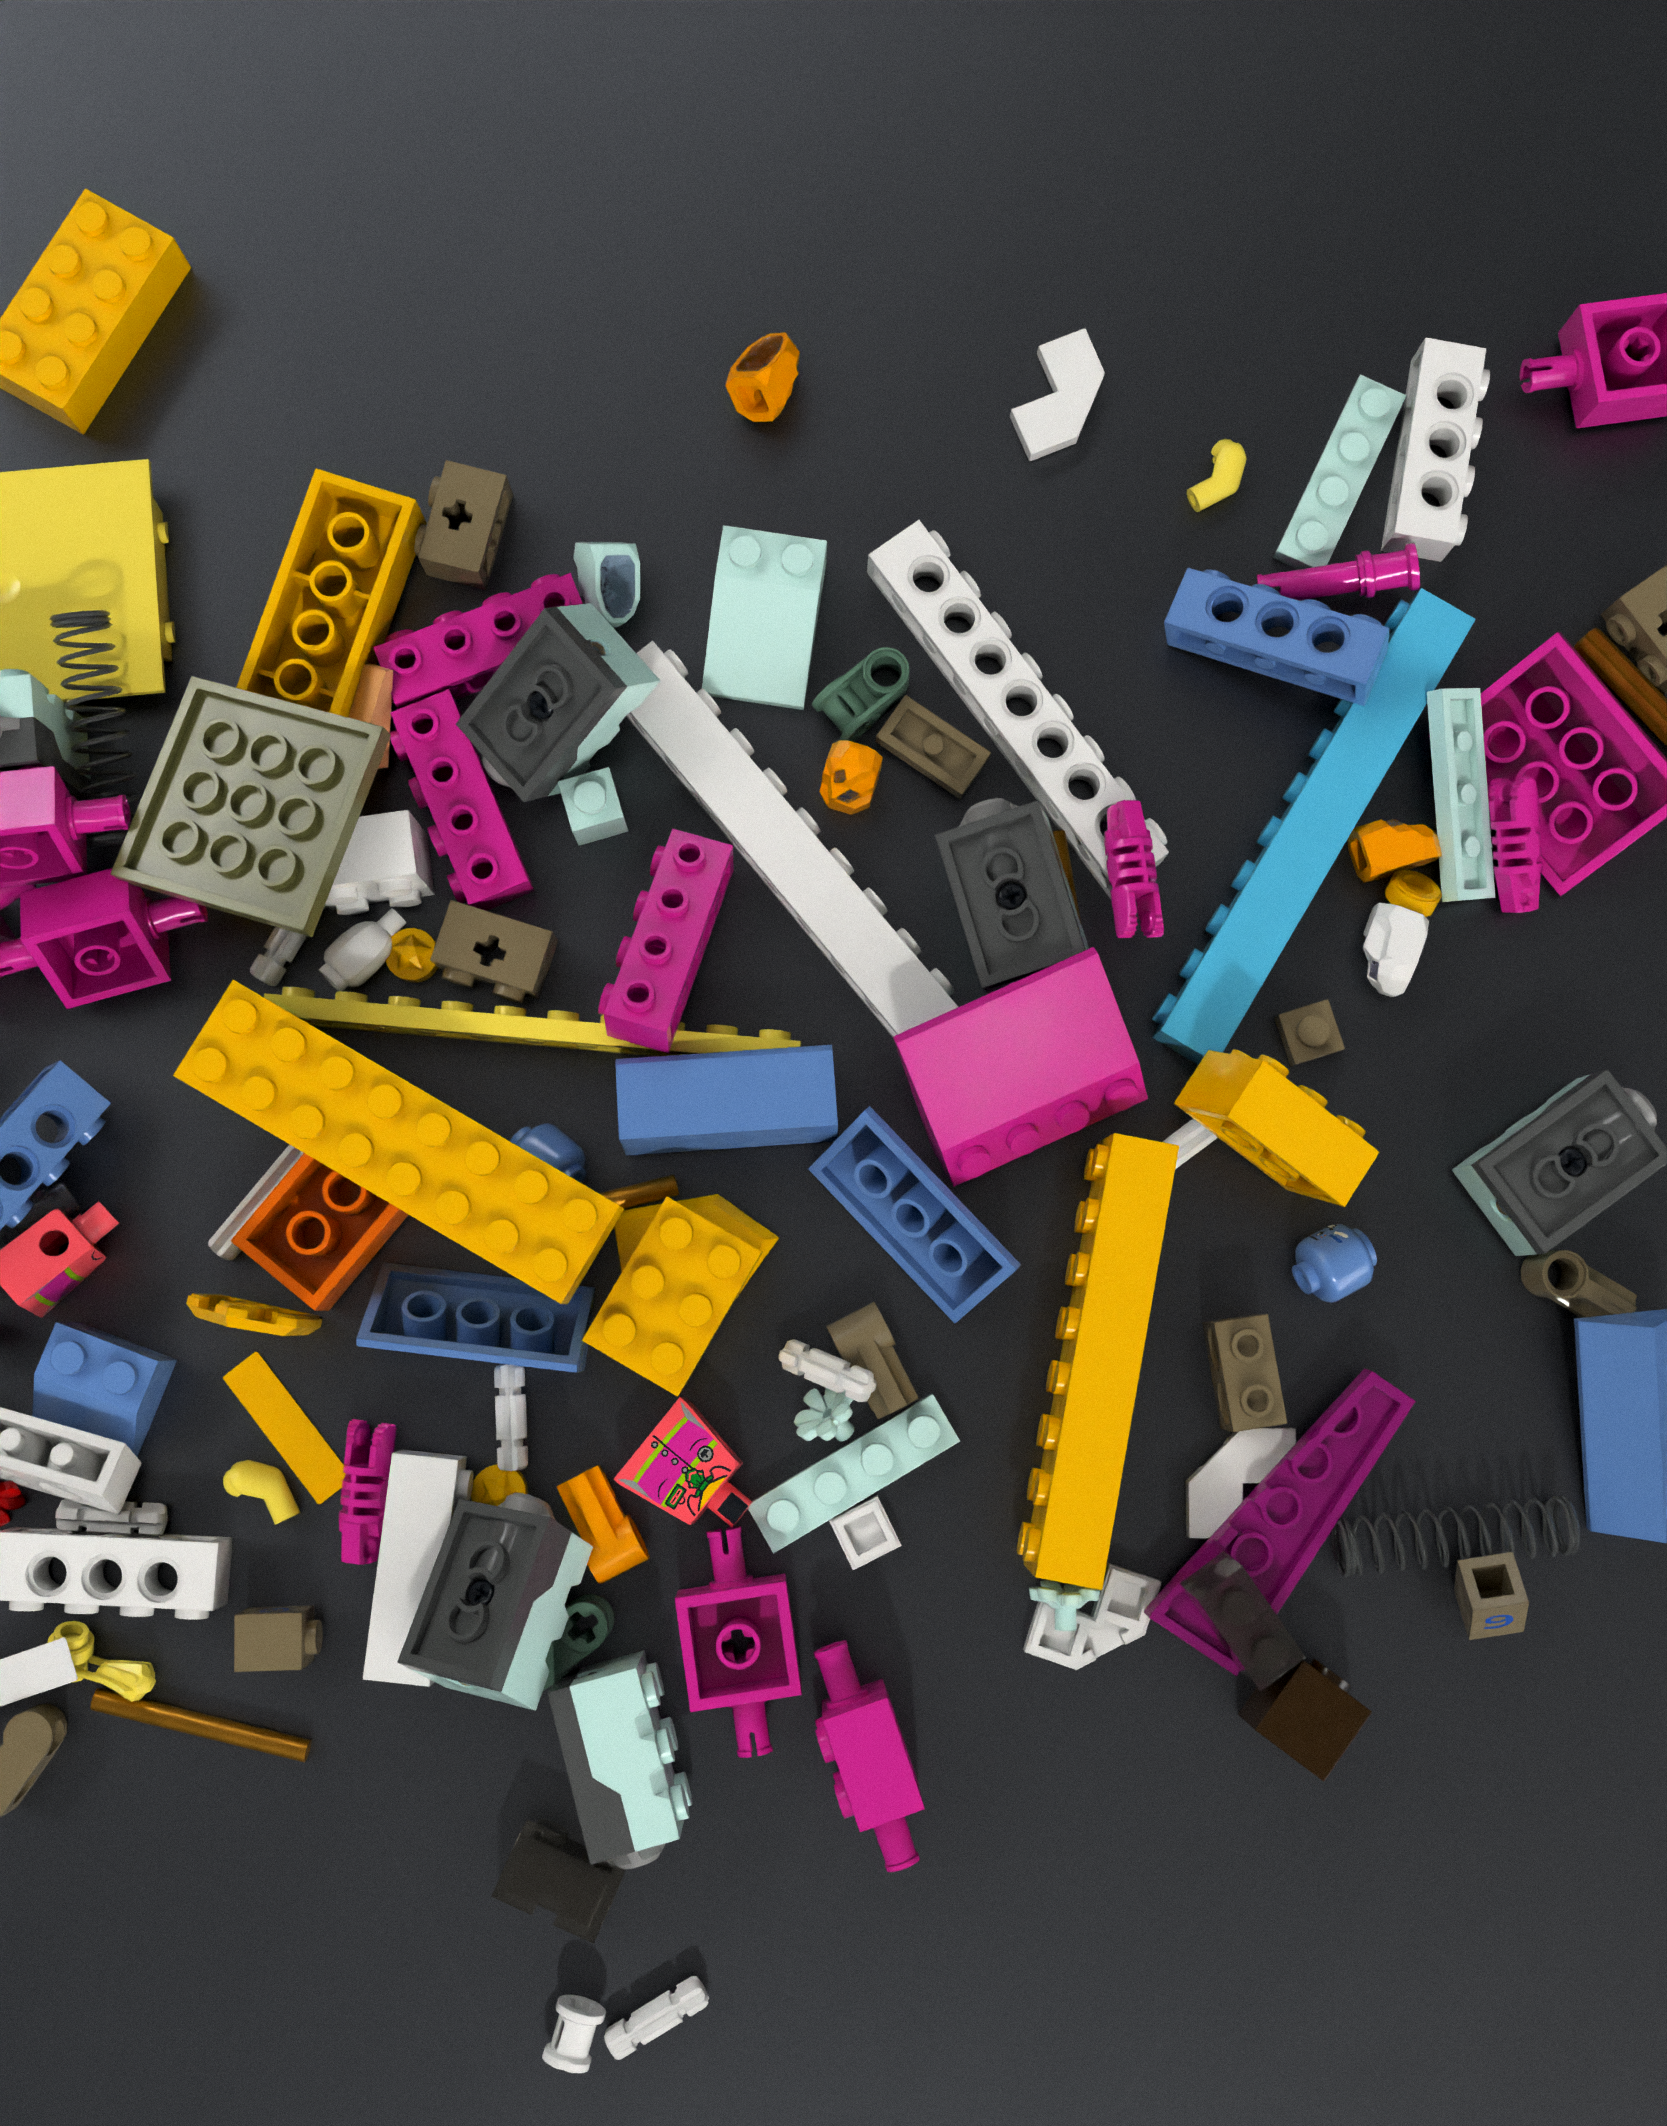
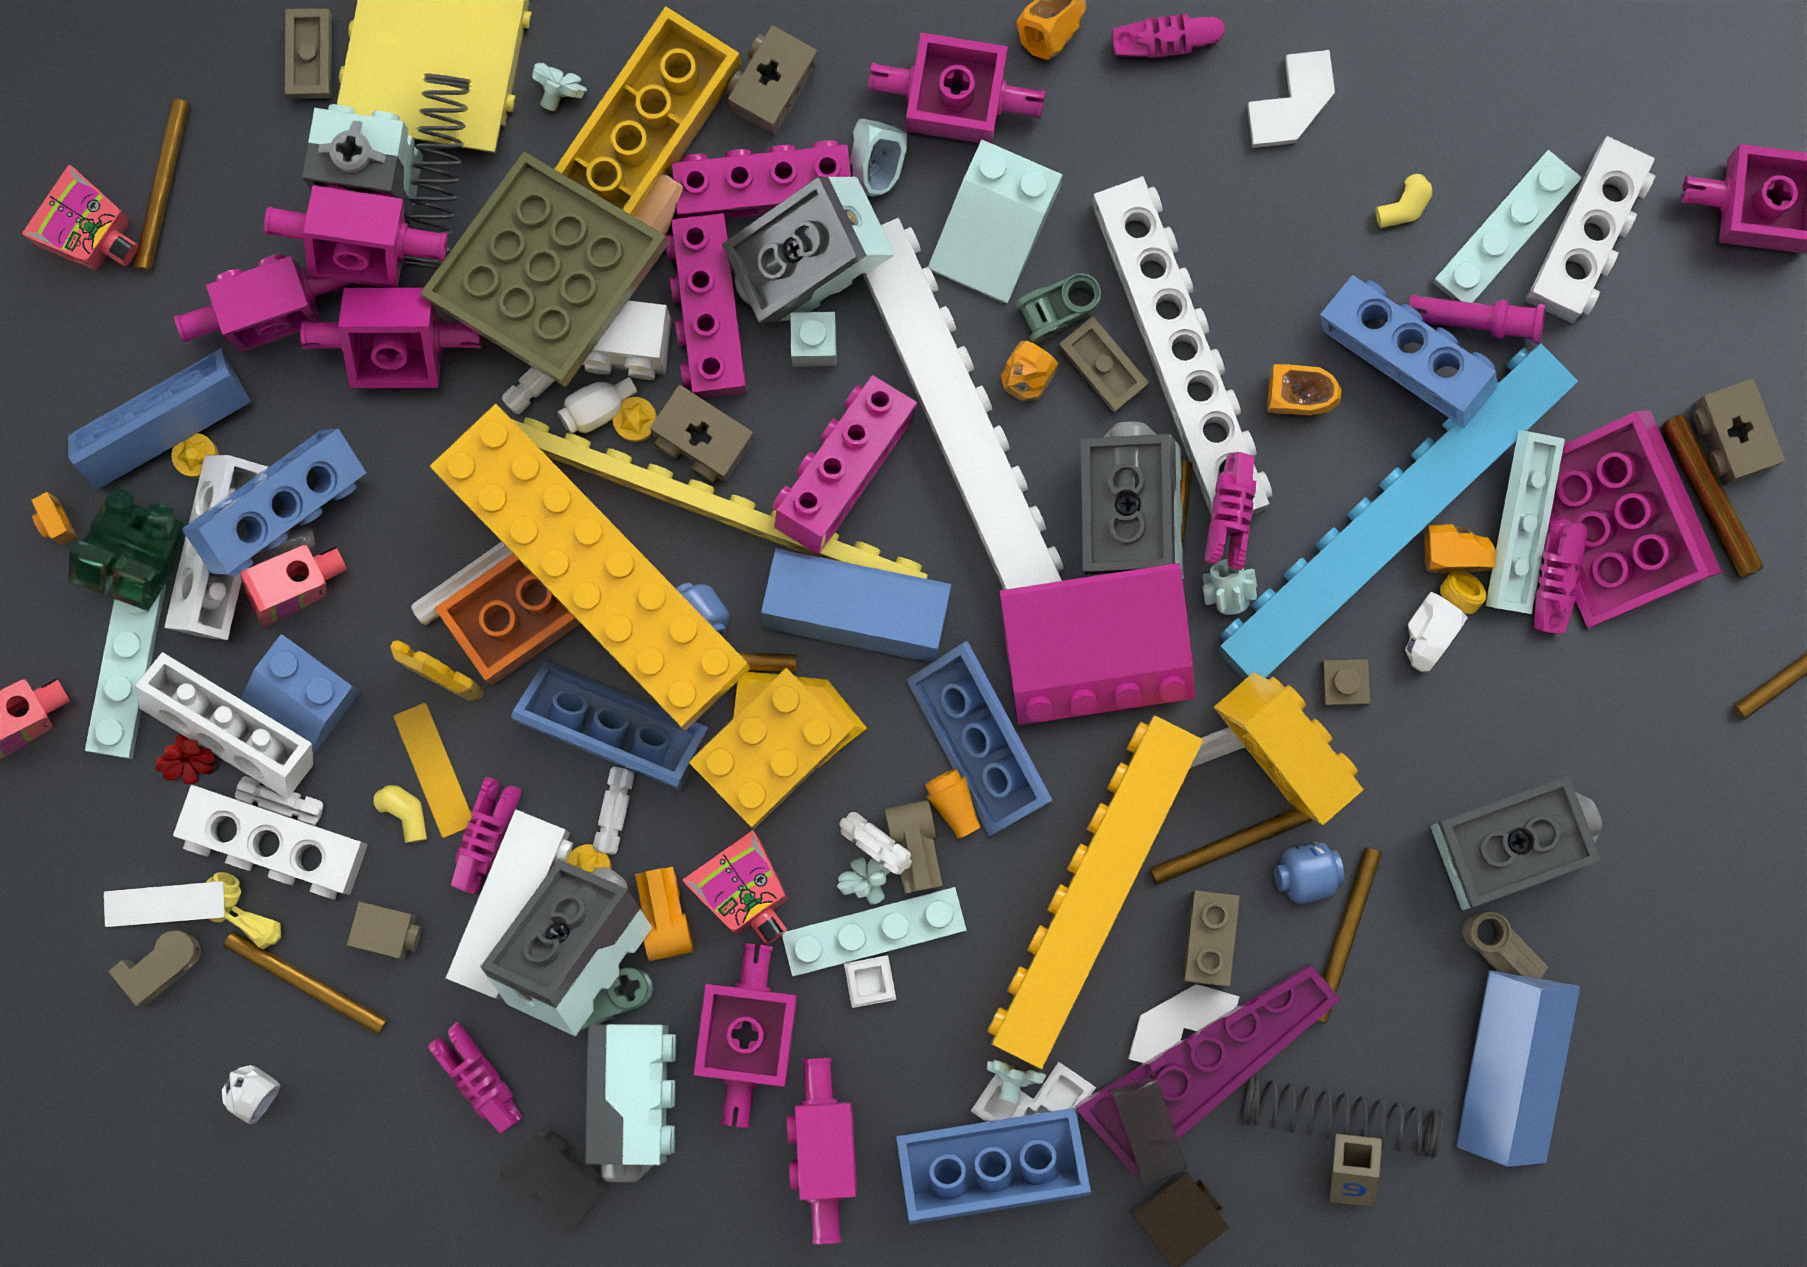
camera: 25 degrees right, 0 degrees up
(166, 1880) = (249, 1093): none -> white rock
(217, 597) = (556, 85): none -> light aqua plant
(434, 1783) = (476, 1079): none -> dark pink hinge
(673, 447) = (952, 61): none -> dark pink brick
(899, 359) = (1166, 36): none -> dark pink hinge
(901, 1294) = (953, 801): none -> light orange cone
(1072, 1715) = (993, 1166): none -> medium blue slope
(1149, 961) = (1229, 588): none -> light aqua gear
(1165, 714) = (1302, 390): none -> rock
(1230, 1256) = (1228, 845): none -> pearl gold bar
(1394, 1301) = (1350, 921): none -> pearl gold bar

